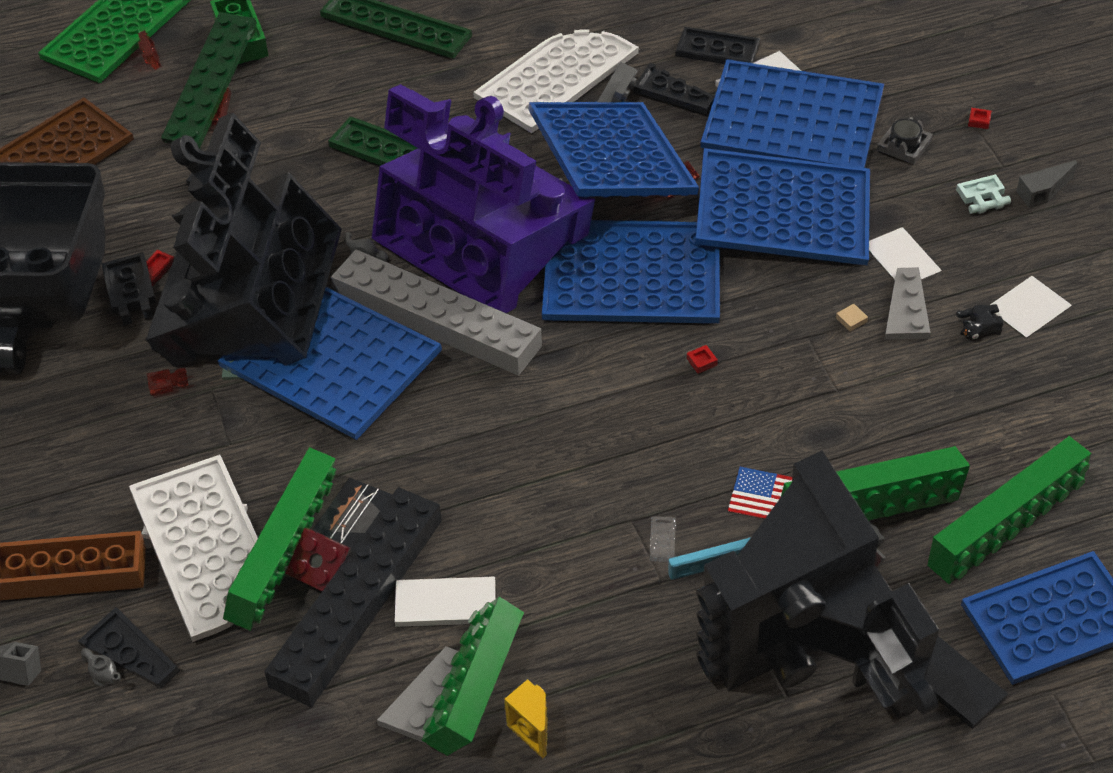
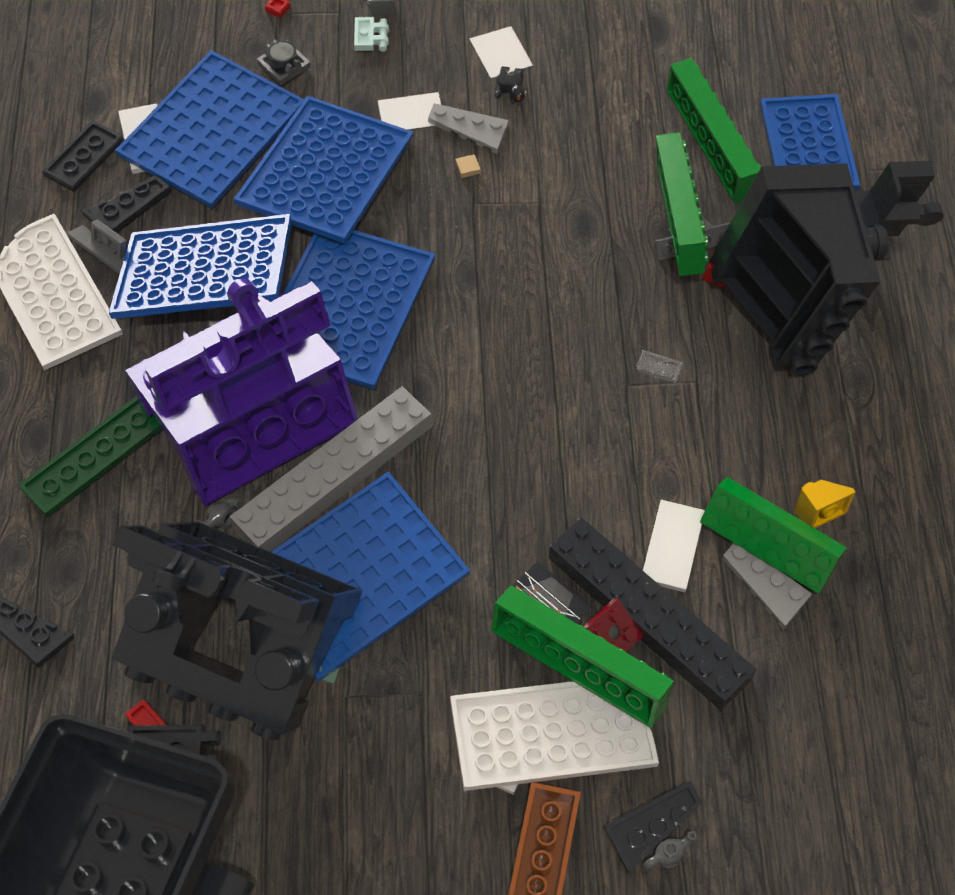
camera: 75 degrees left, 10 degrees up
(163, 380) = (321, 739): clear red plate -> none
(694, 562) = (692, 334): medium azure tile -> none
(702, 359) = (474, 282): red plate -> none
(756, 492) = (633, 283): sticker -> none

